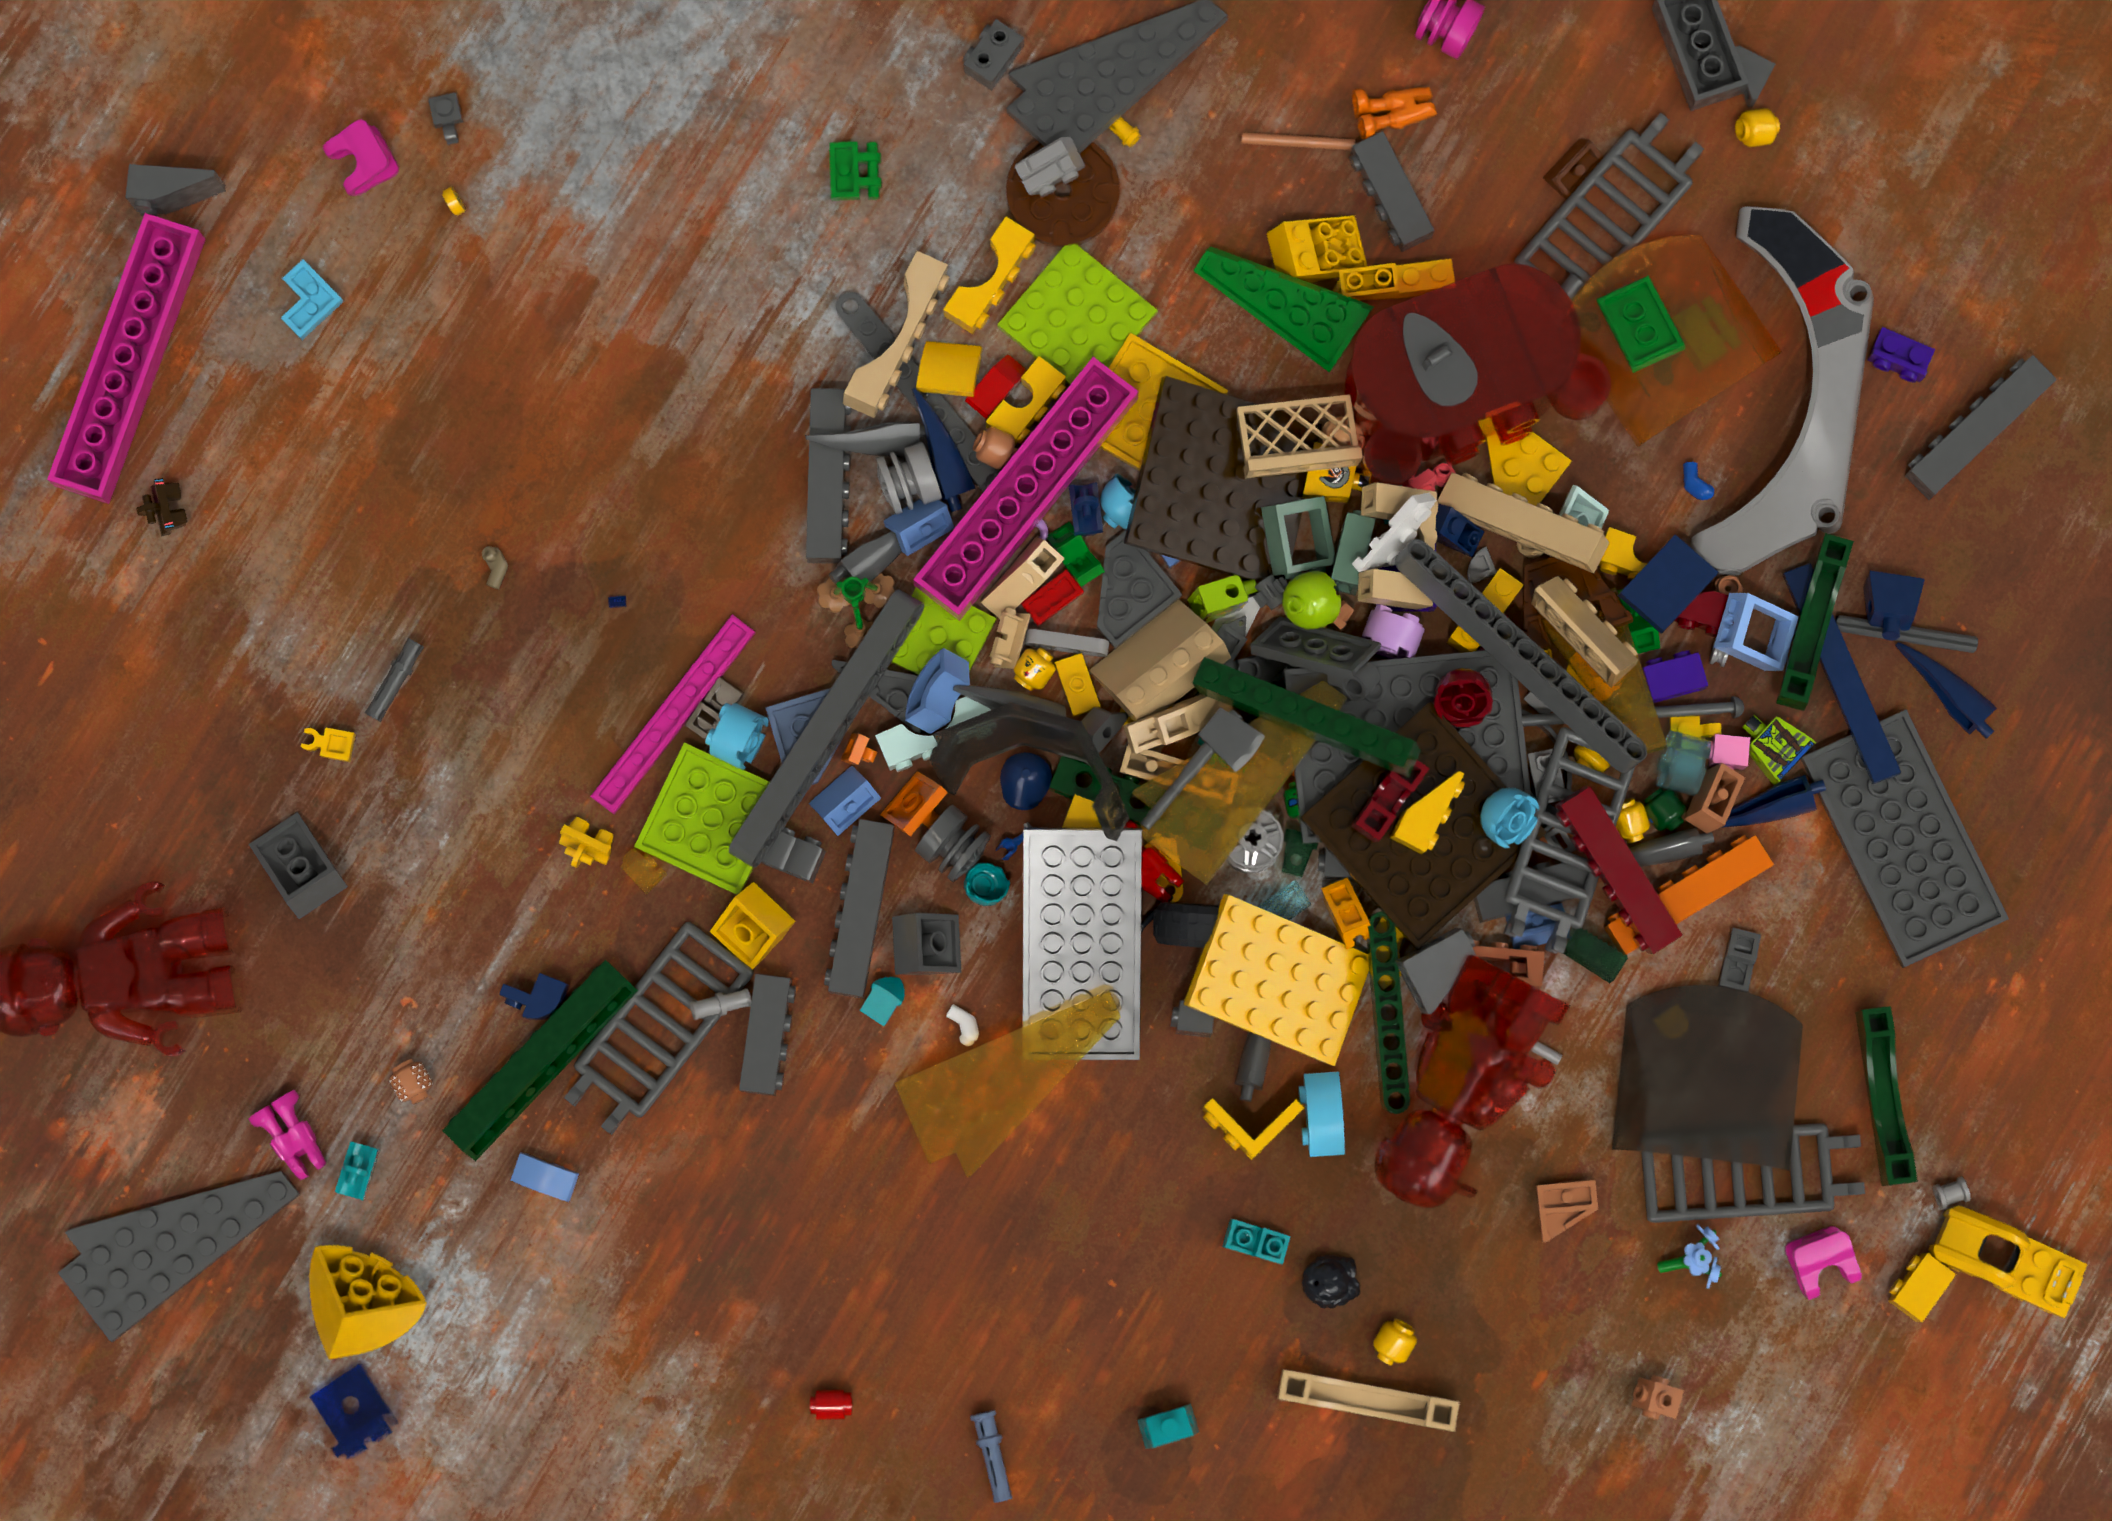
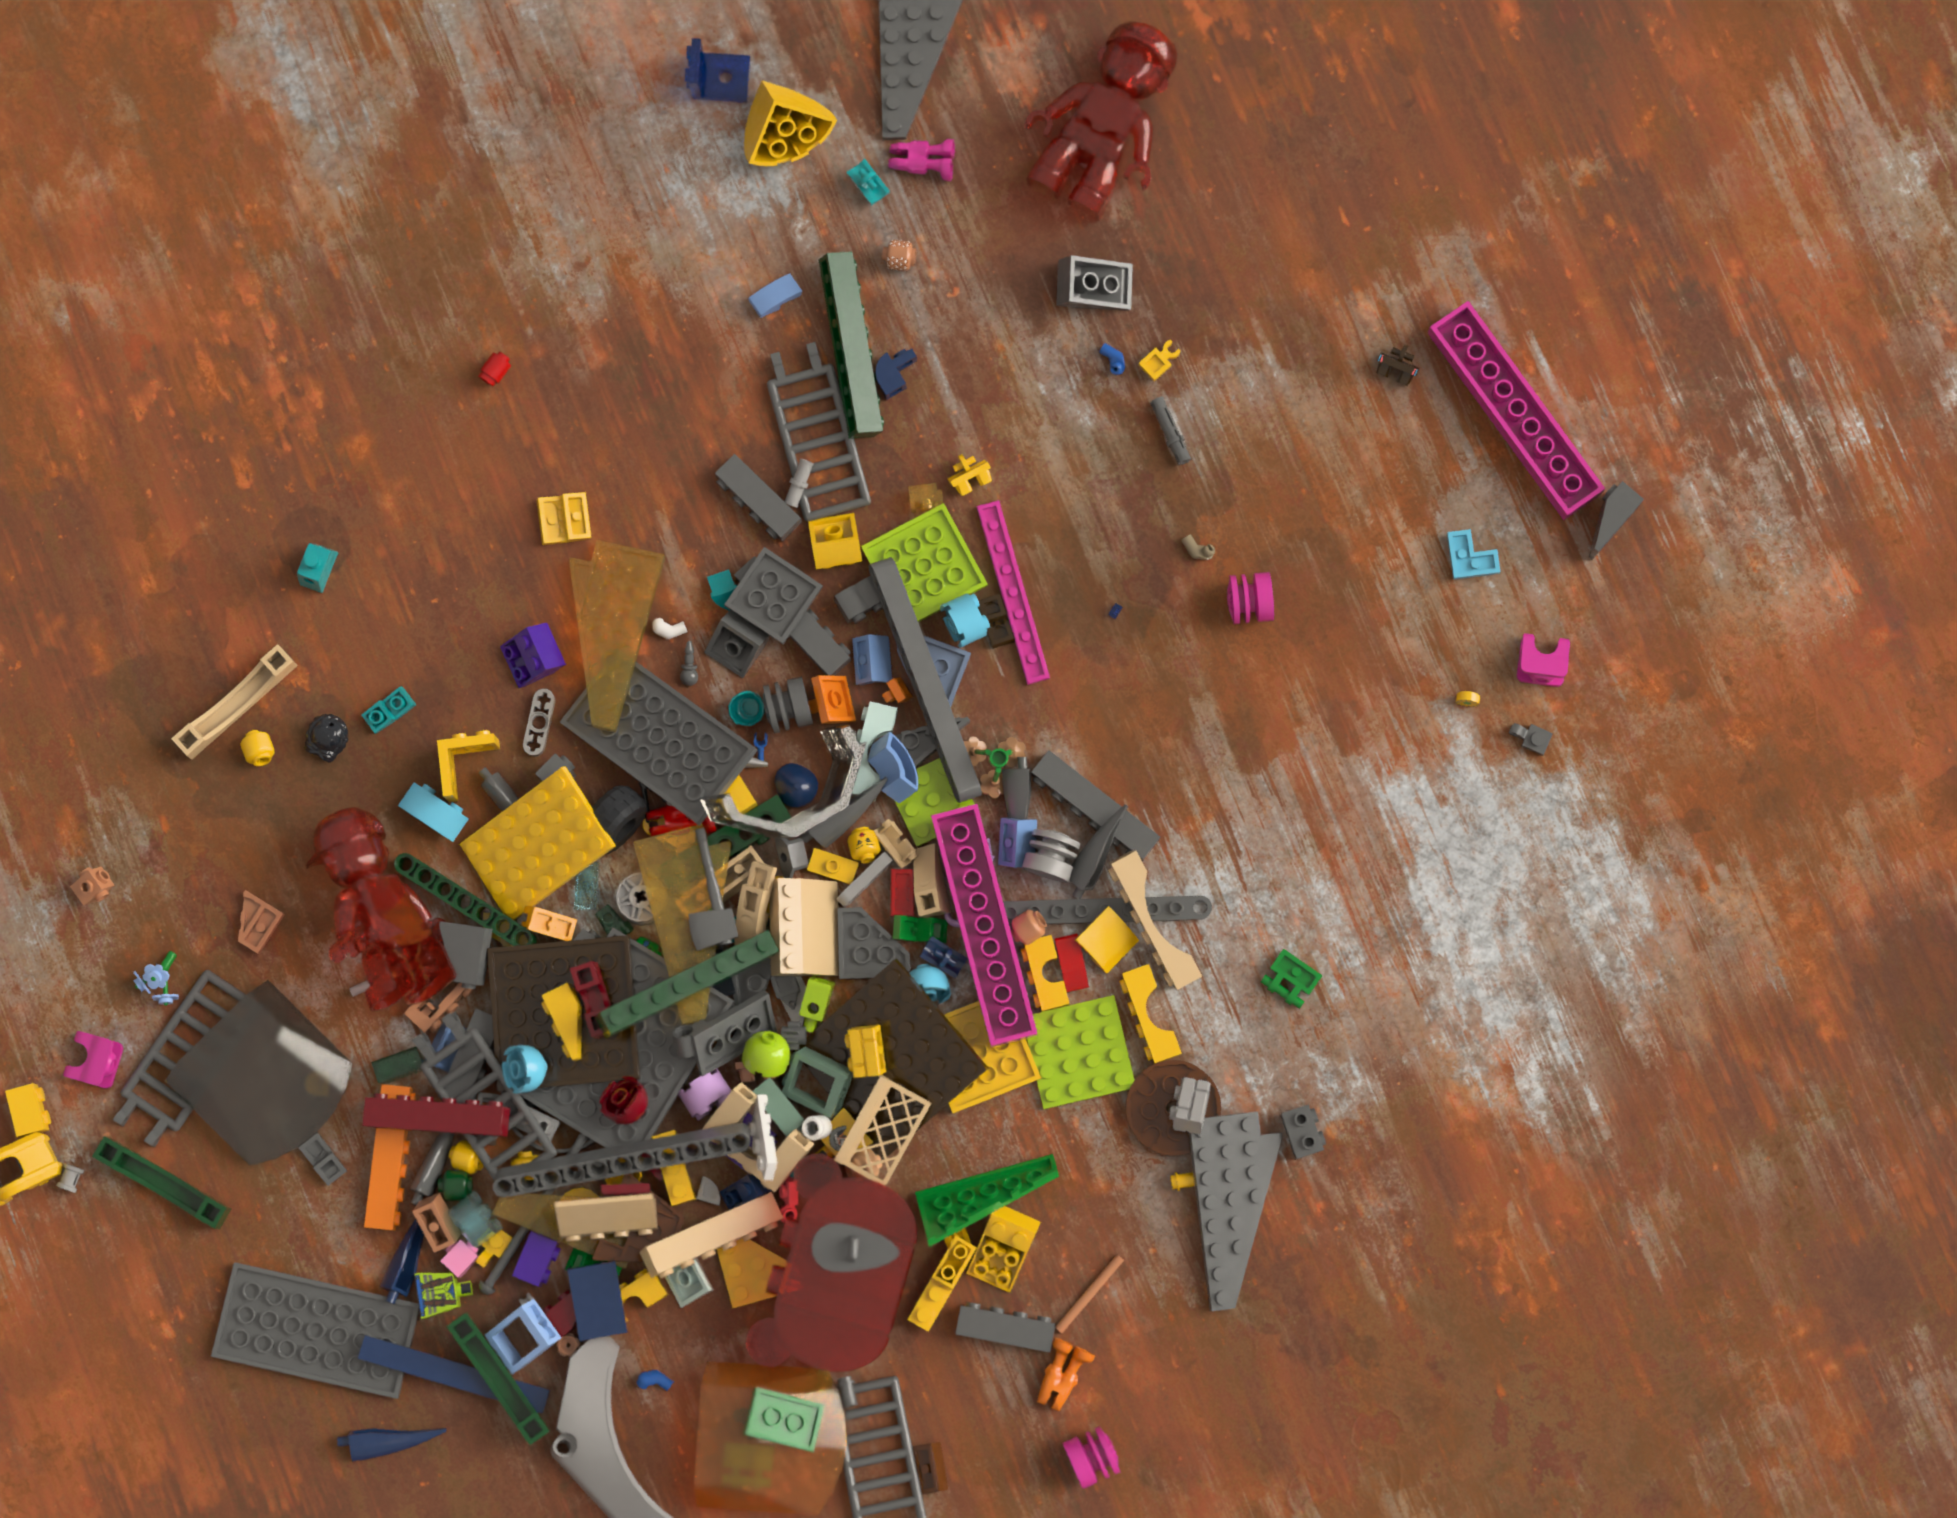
camera: 130 degrees right, 0 degrees up
(359, 788) = (1115, 357): none -> blue arm
(505, 470) = (1251, 598): none -> dark pink wheel
(854, 937) = (773, 595): none -> dark grey plate
(932, 1216) = (563, 518): none -> yellow slope
(945, 457) = (1045, 891): dark blue piece -> none
(989, 1441) = (395, 449): sand blue pin -> none
(995, 970) = (689, 674): none -> dark grey bar
(1093, 1138) = (532, 654): none -> dark purple slope
(1131, 1082) = (545, 730): none -> light grey beam
(1235, 506) = (865, 1051): none -> yellow brick
(1351, 499) = (817, 1127): none -> white brick
(1544, 636) = (624, 1189): none -> dark red tile
(1891, 601) = (473, 1445): dark blue torso -> none
(1913, 635) = (447, 1441): dark grey axle -> none

